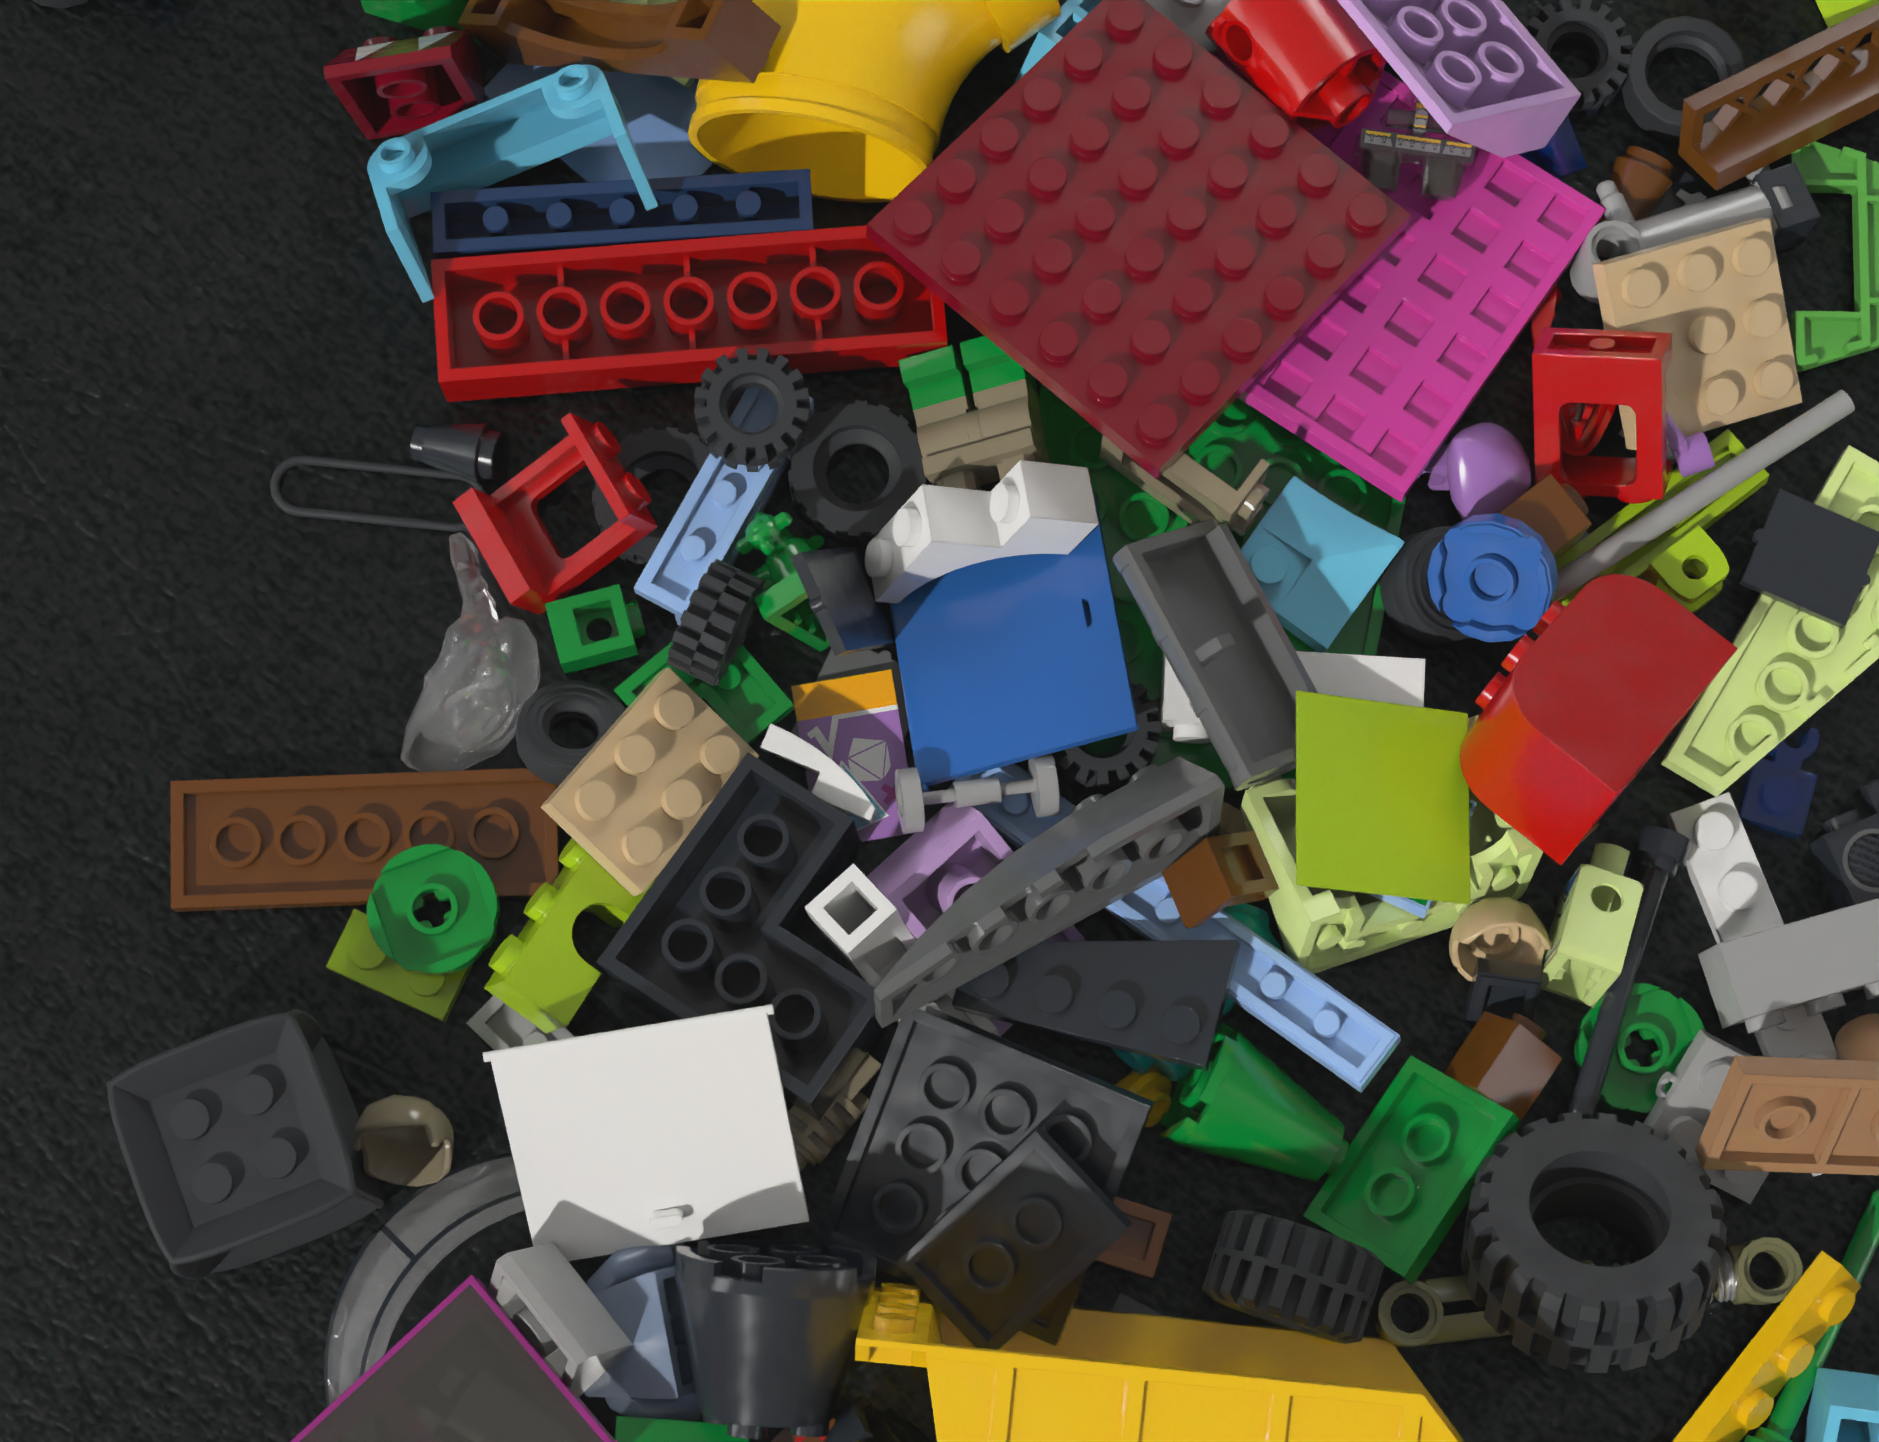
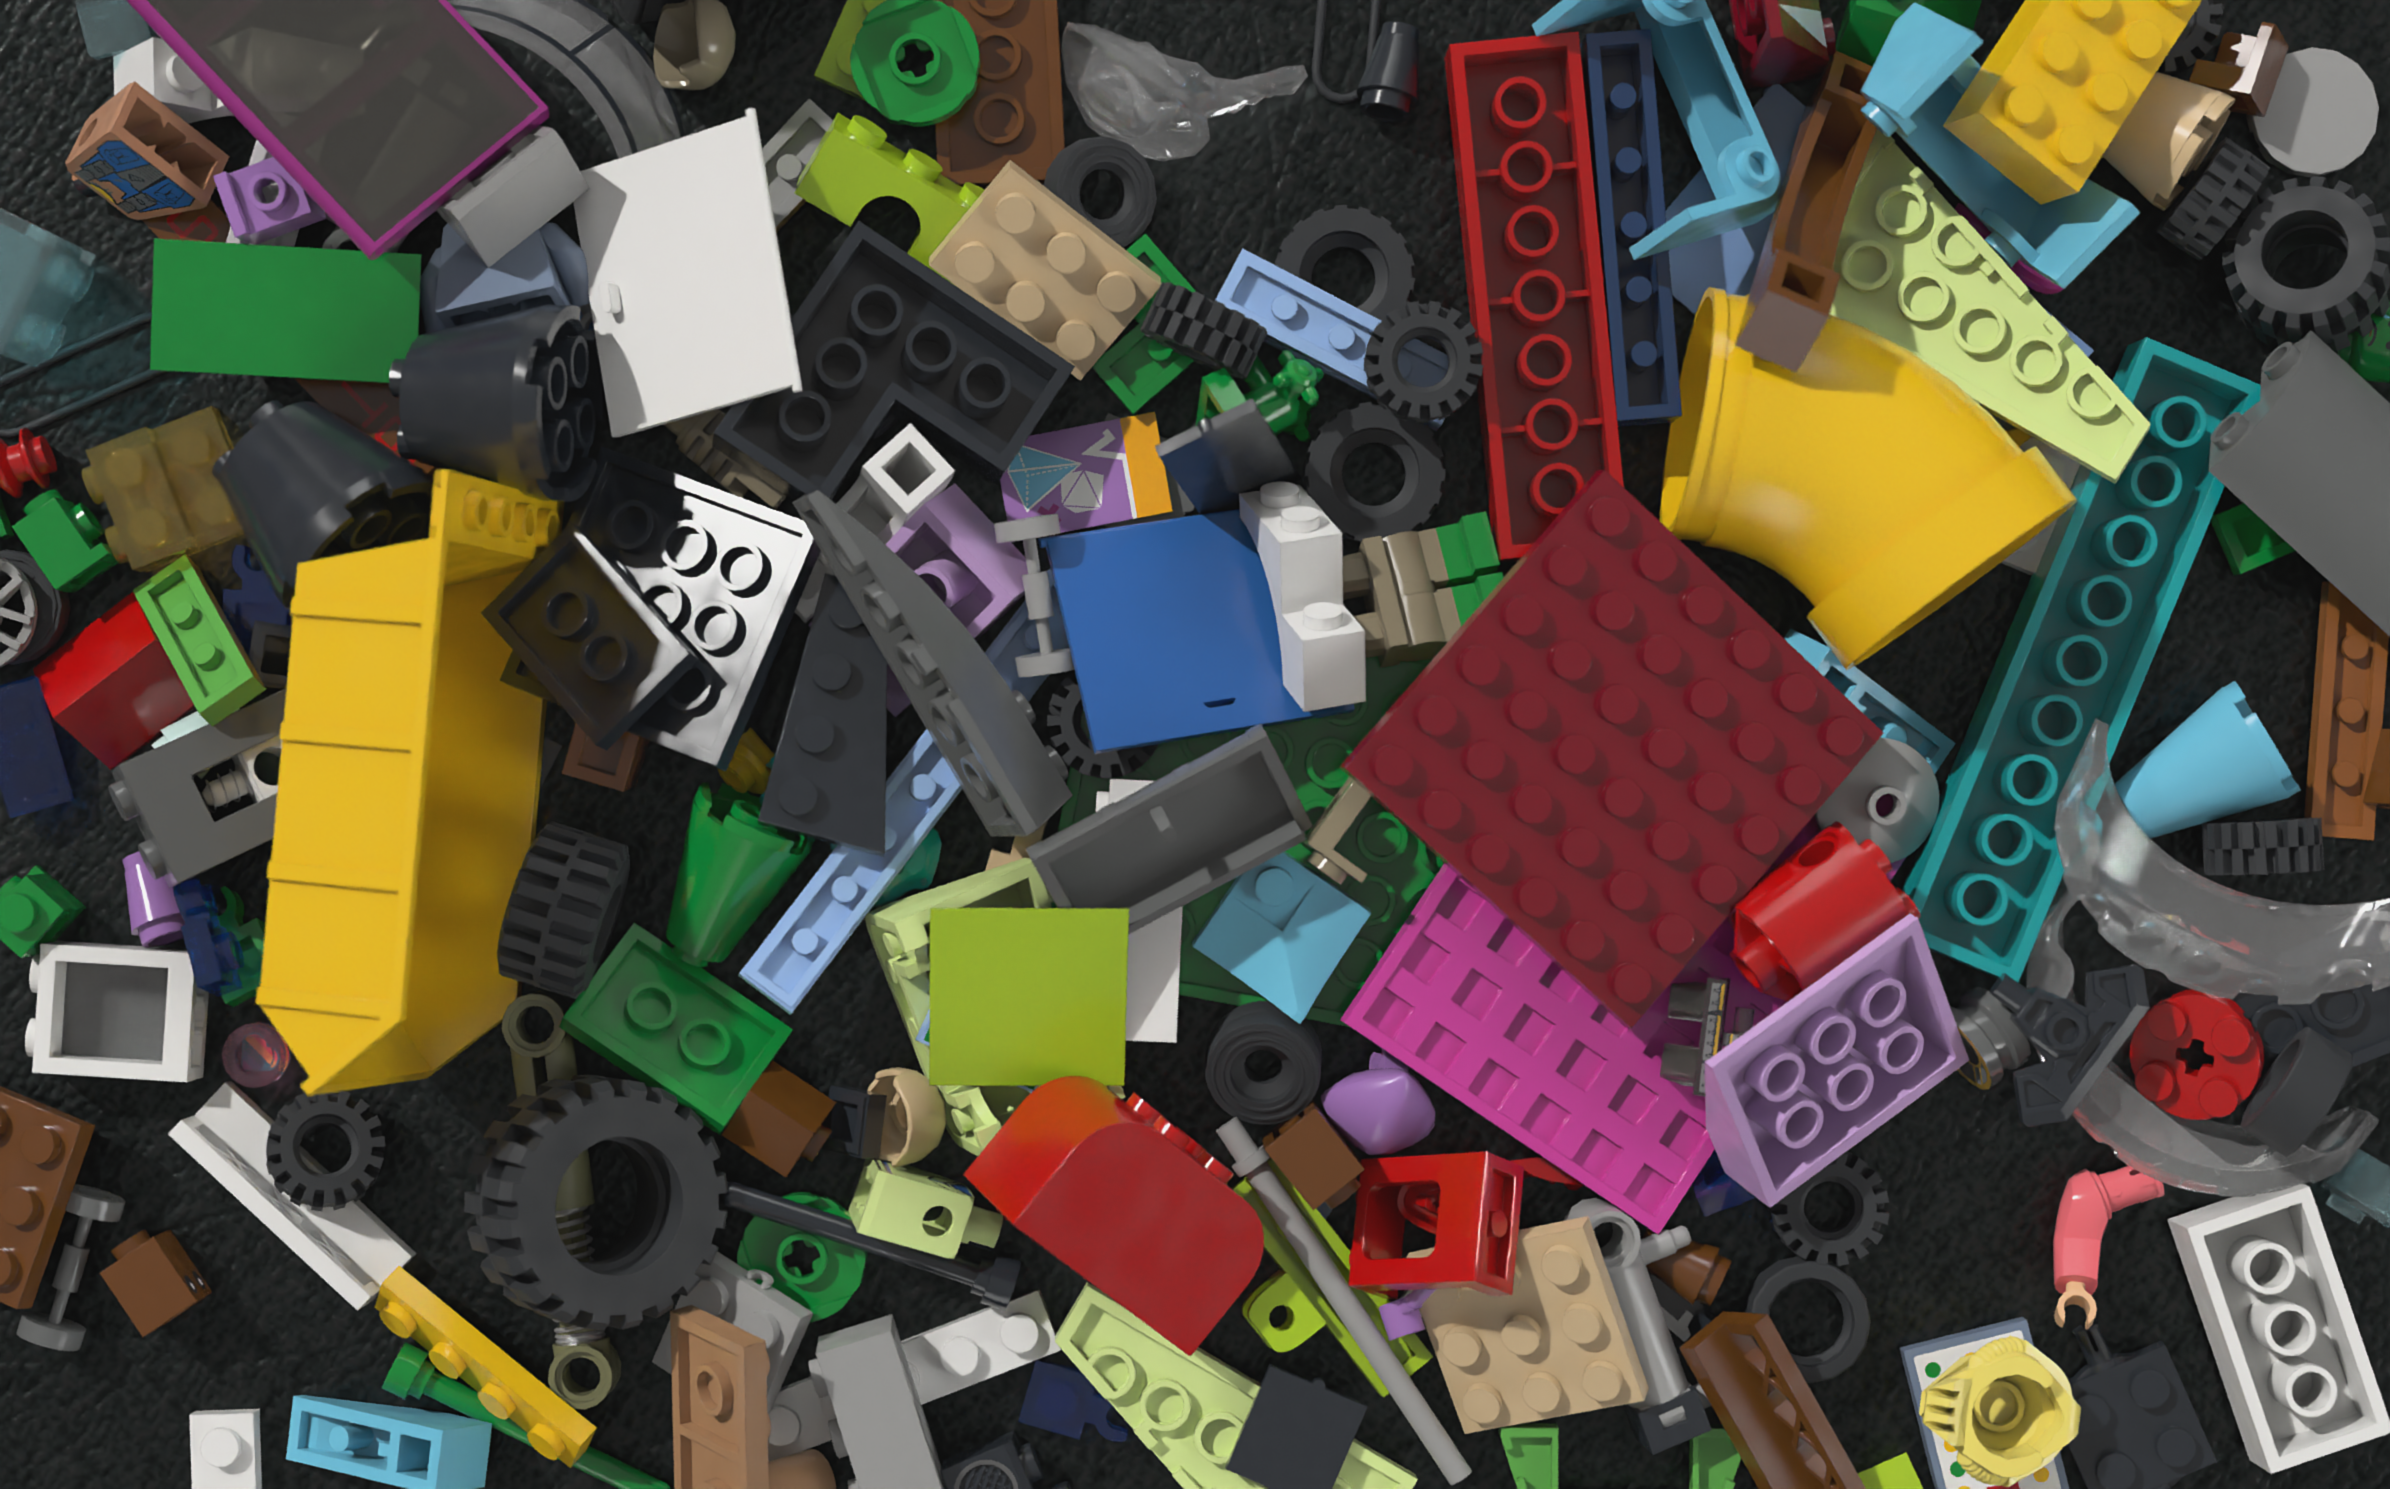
camera: 90 degrees right, 10 degrees up
(516, 538) = (1297, 130): red window -> none
(575, 616) = (1207, 189): green brick -> none
(832, 783) = (1049, 457): white slope -> none
(1218, 875) = (950, 836): reddish brown panel -> none
(1493, 577) = (1257, 1110): blue tile -> none

